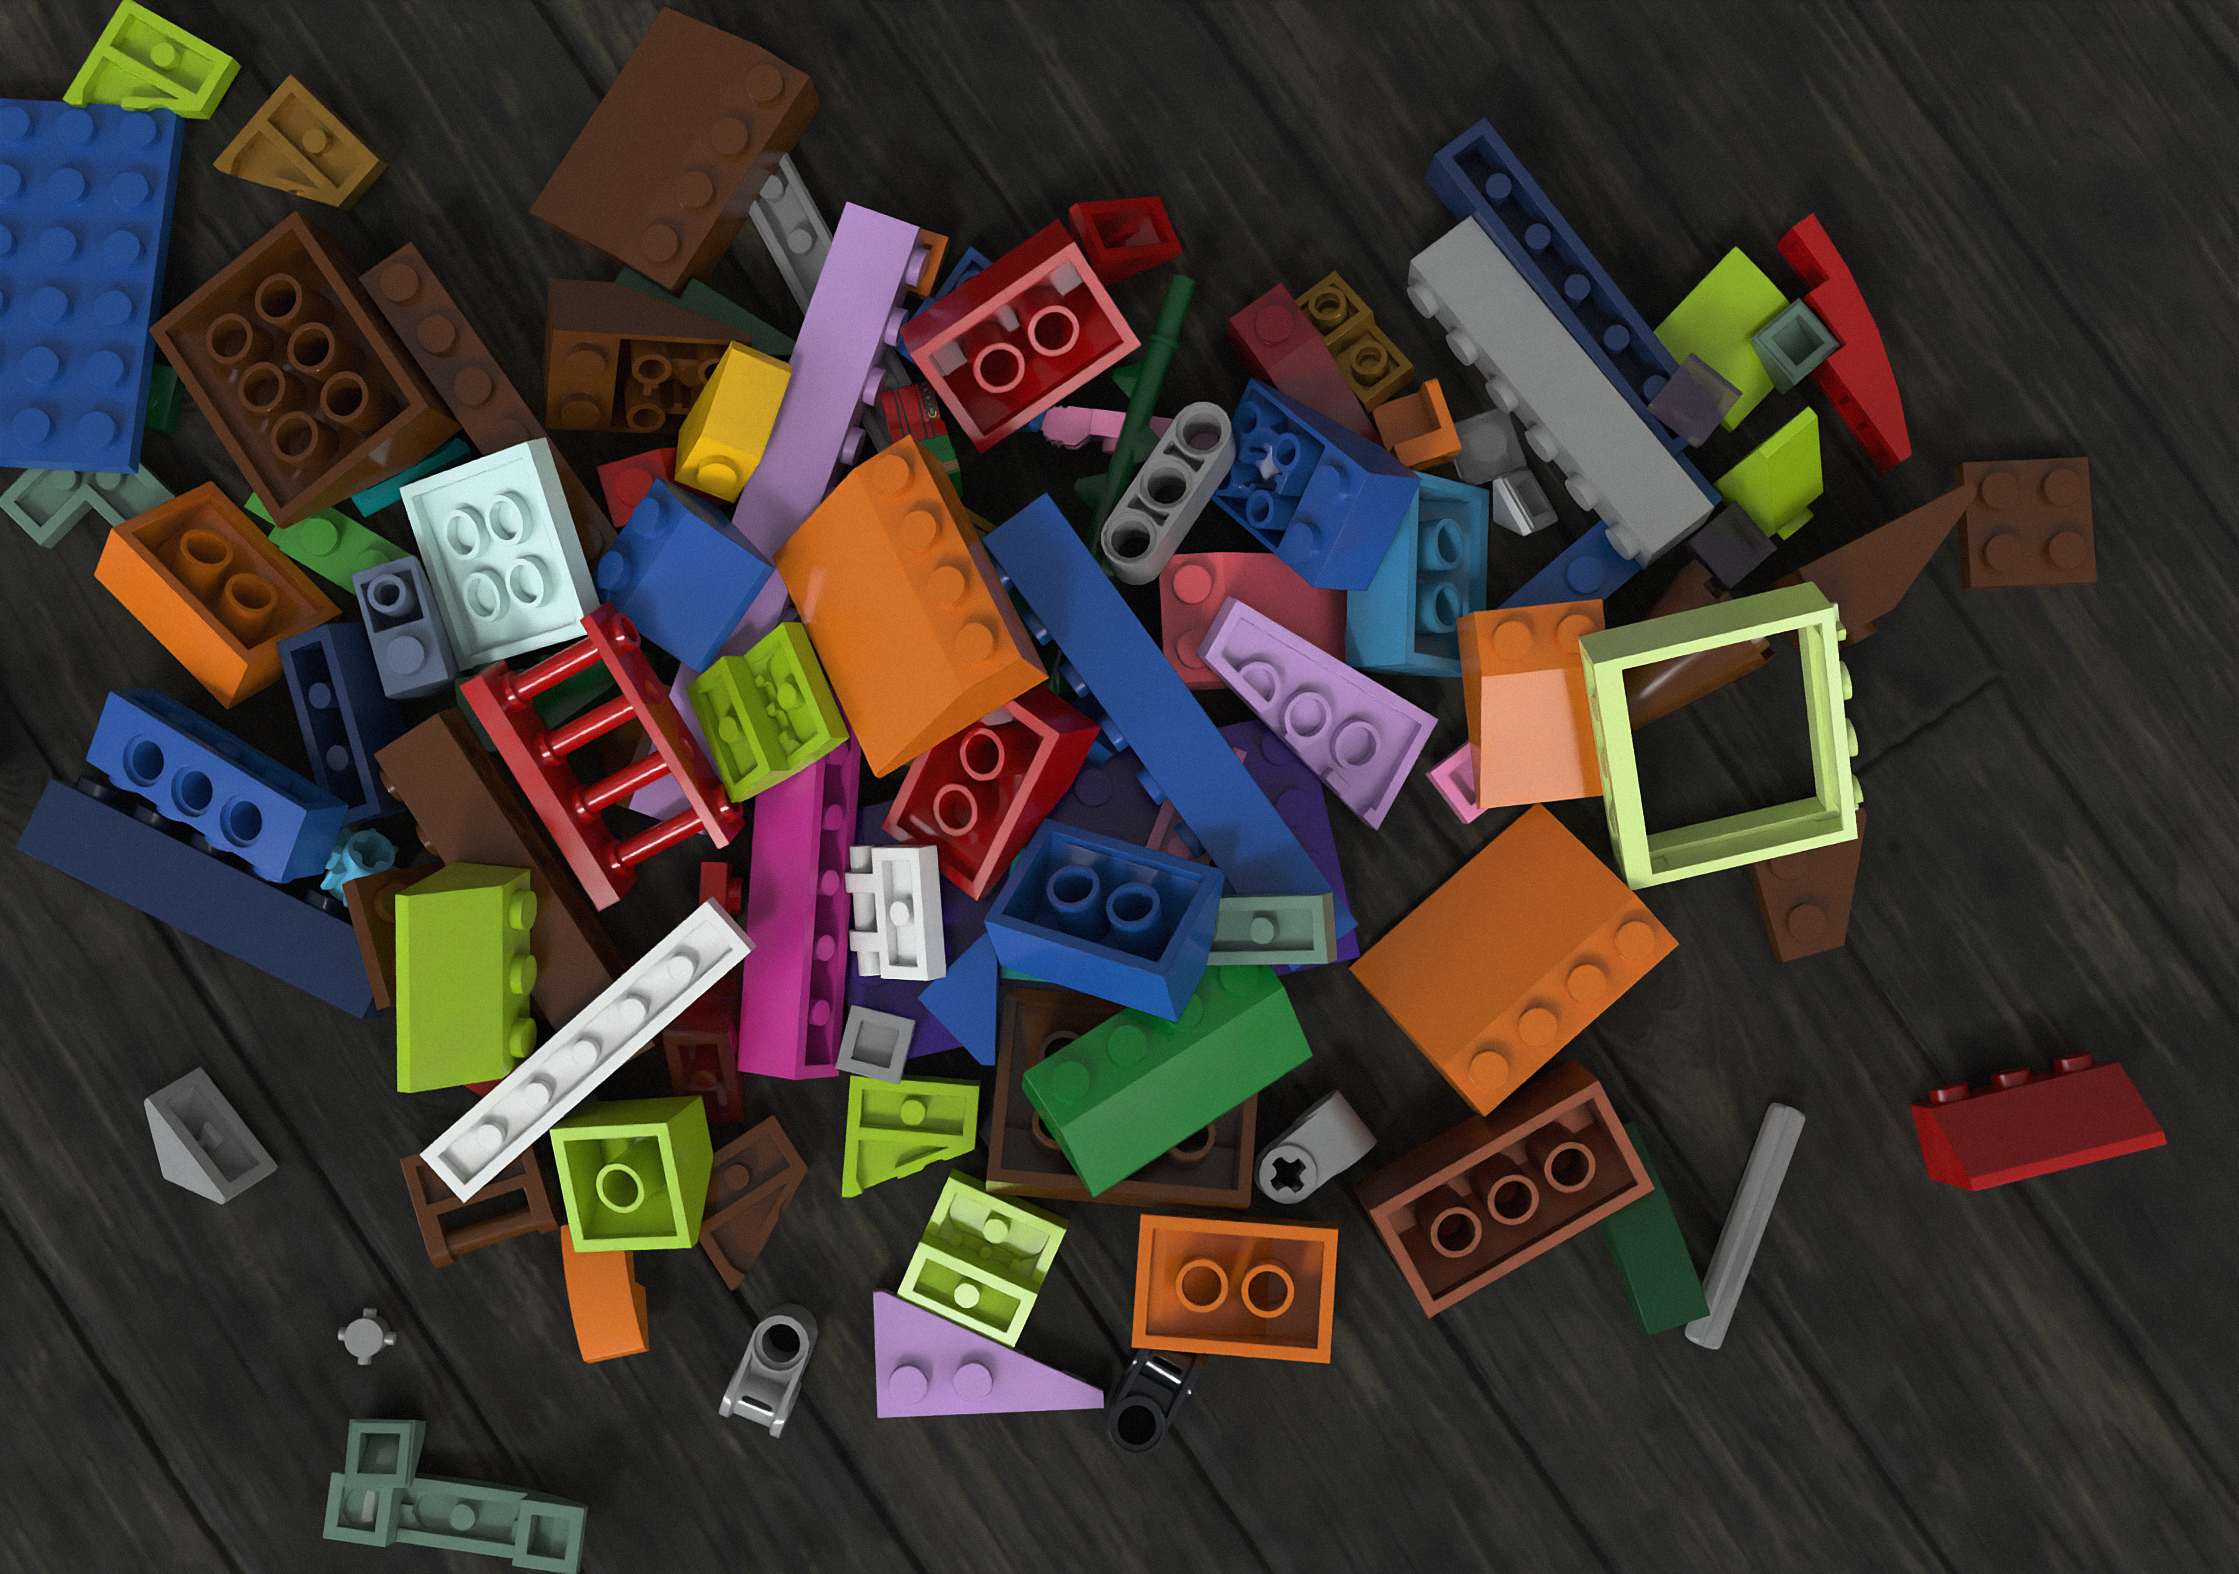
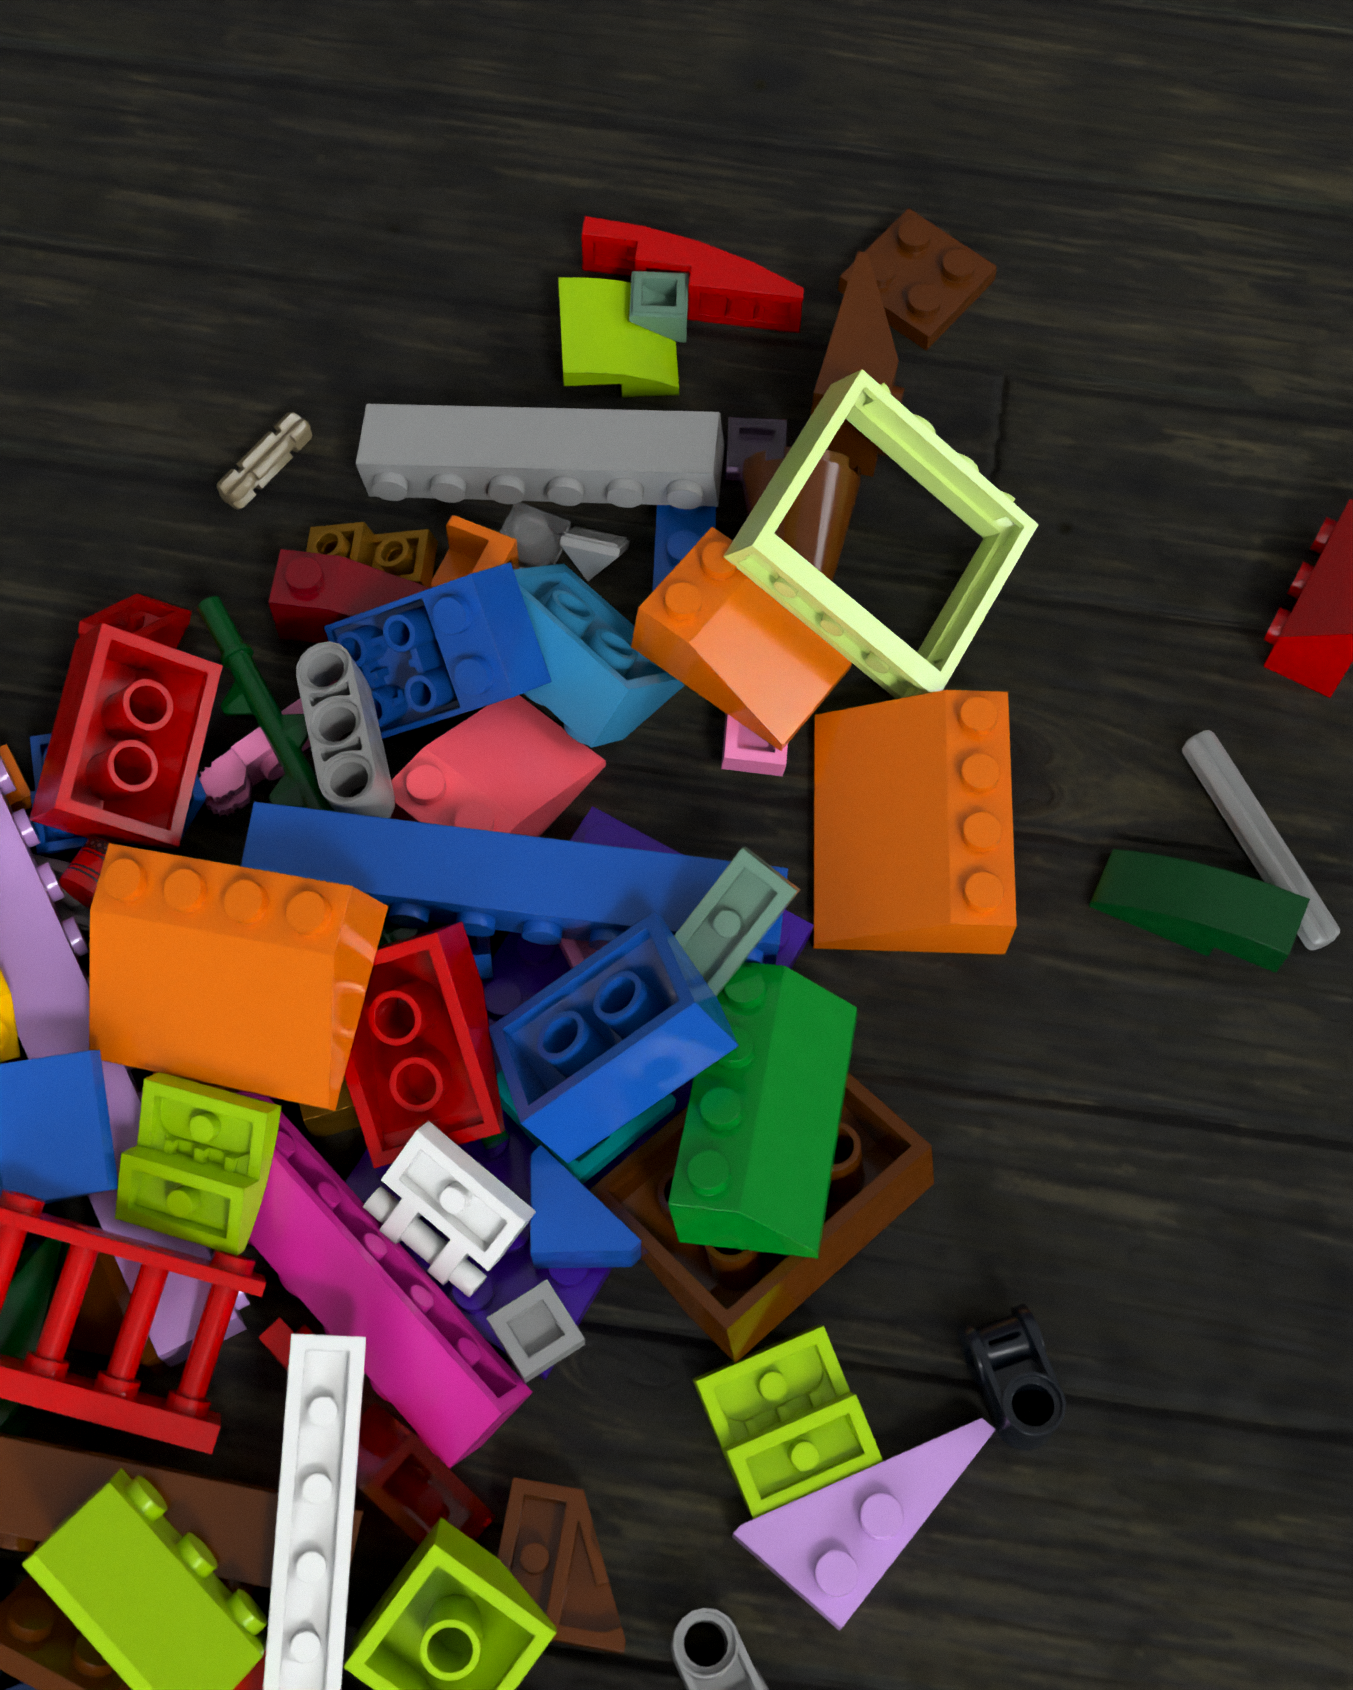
camera: 45 degrees left, 20 degrees down
(906, 1126) = (623, 1382): lime wing -> none
(1236, 1286) = (988, 1223): orange slope -> none
(1322, 1141) = (931, 1079): light grey piece -> none
(1327, 713) = (602, 782): lavender wing -> none
(1358, 176) = (264, 460): none -> dark tan axle
(1487, 181) = (353, 372): dark blue brick -> none
(1504, 1187) = (1082, 969): copper slope -> none
(1694, 400) = (634, 363): clear purple plate -> none
(1778, 477) = (738, 363): lime slope -> none
(1808, 896) = (1047, 603): reddish brown wing -> none

